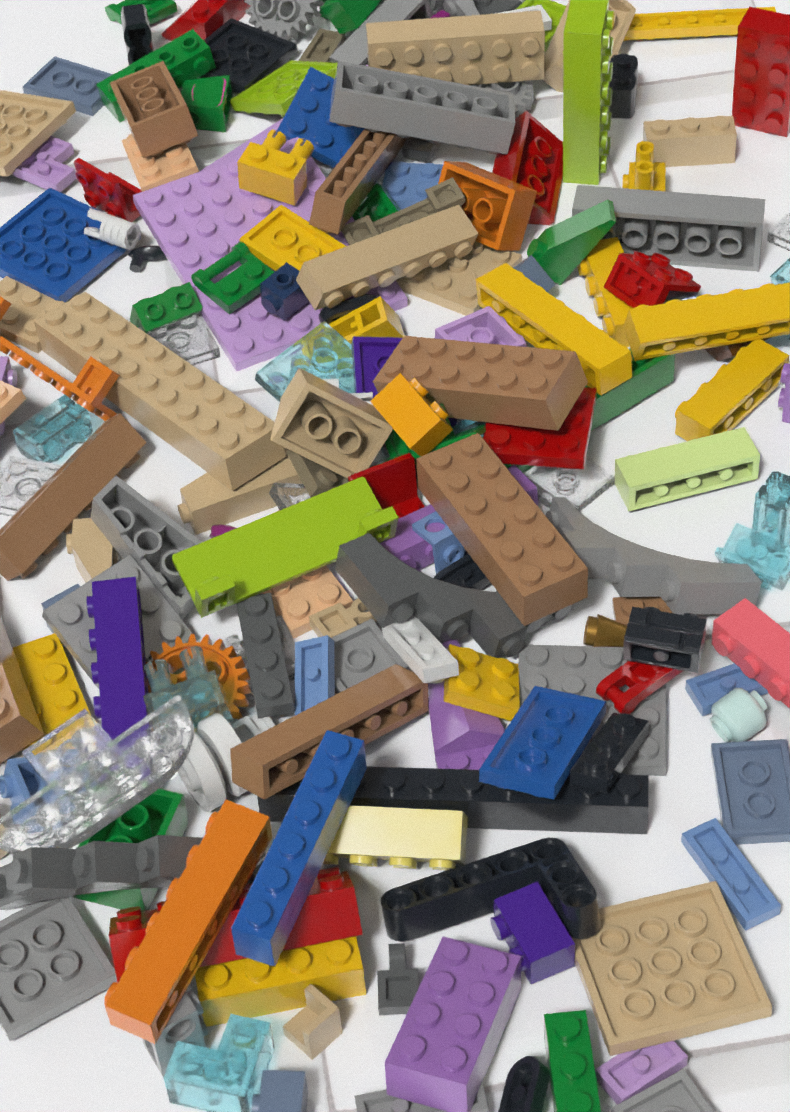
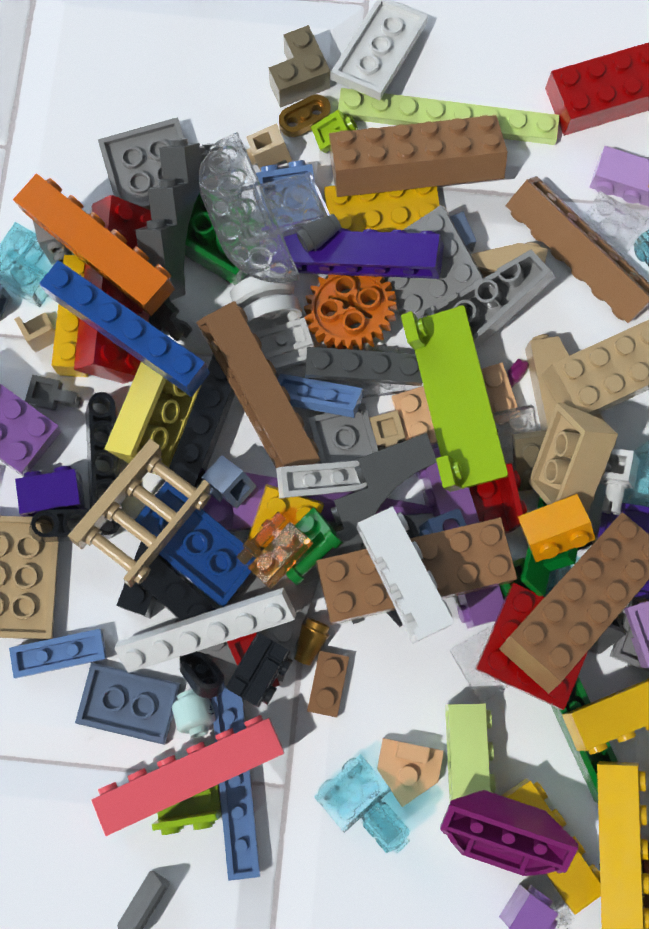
camera: 100 degrees right, 30 degrees up
(109, 711) = (318, 232): none -> dark grey cone
(200, 691) = (315, 293): clear light blue brick -> none
(455, 733) = (228, 482): none -> sand blue brick
(499, 643) = (323, 540): none -> green plate
(518, 494) = (404, 574): none -> white wedge
(525, 806) = (129, 484): none -> tan fence
(527, 646) = (279, 555): none -> clear orange plate
(643, 707) = (206, 630): none -> white plate
(645, 572) = (354, 677): light grey arch -> none
(690, 714) = (202, 674): none -> black plate
(707, 523) = (408, 768): none -> light nougat plate
(738, 397) = (508, 834): none -> magenta wedge

